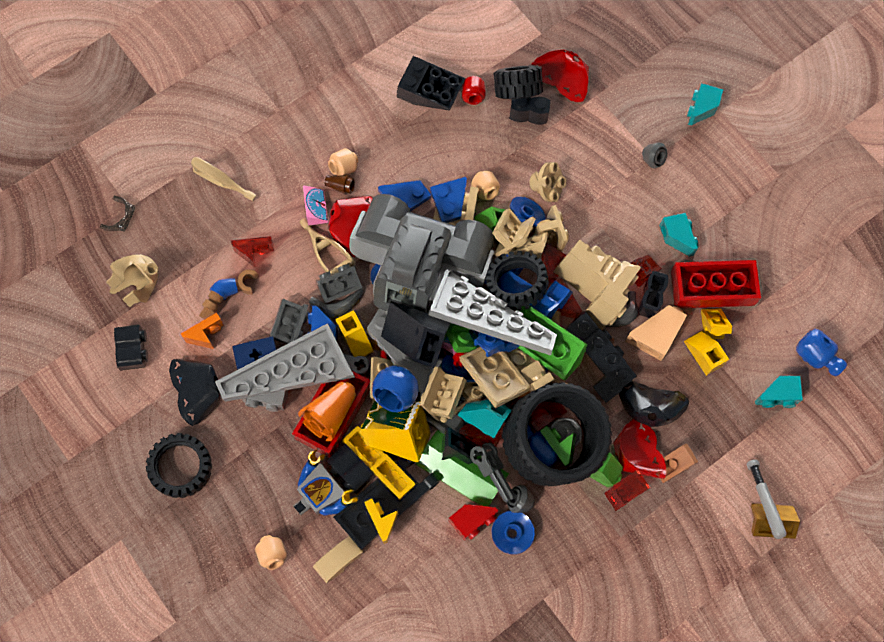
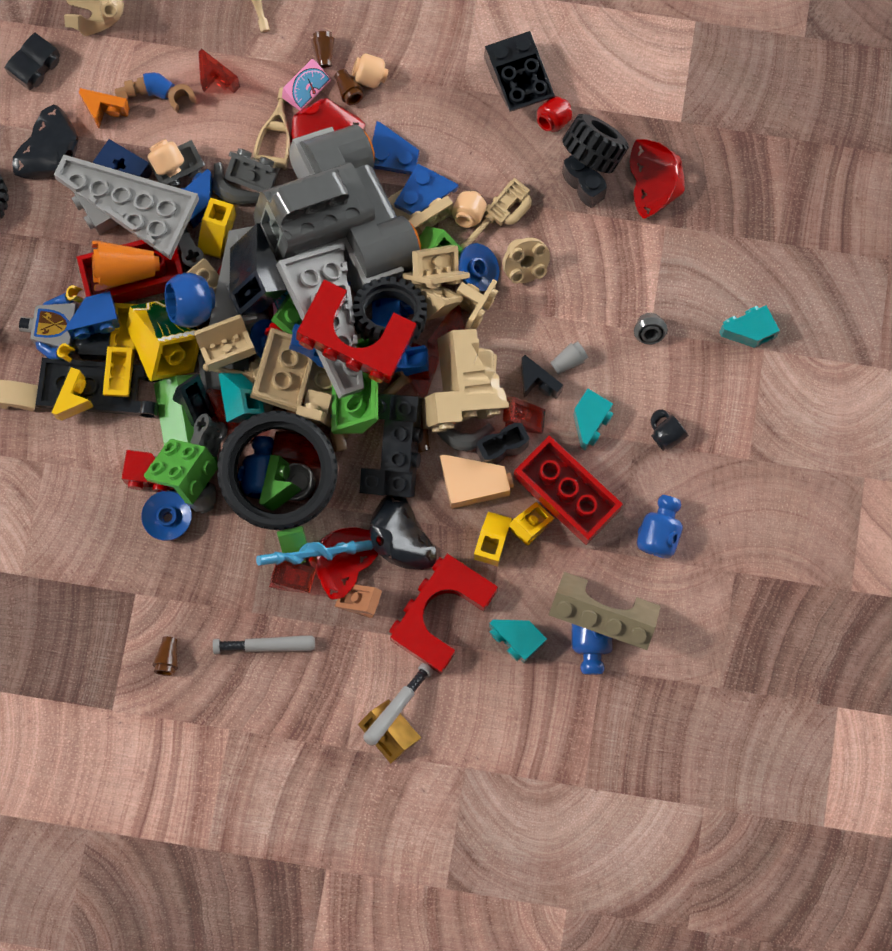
camera: 50 degrees right, 5 degrees up
(281, 322) = (165, 158): none -> light nougat head
(300, 174) = (323, 48): none -> reddish brown cone
(344, 455) = (93, 316): none -> blue slope
(496, 493) = (184, 468): none -> bright green bracket
(501, 170) = (500, 207): none -> tan piece
(503, 325) = (376, 360): none -> red arch
(607, 617) = (166, 658): none -> reddish brown cone
(623, 241) = (534, 374): none -> black slope
(625, 461) = (312, 550): none -> dark azure piece
(631, 212) = (569, 358): none -> light grey cone
(652, 546) = (273, 644): none -> light grey piece
(723, 450) = (449, 578): none -> red arch
(727, 200) = (667, 433): none -> black piece
(784, 257) = (661, 530): none -> blue piece
(834, 318) = (629, 626): none -> dark tan arch

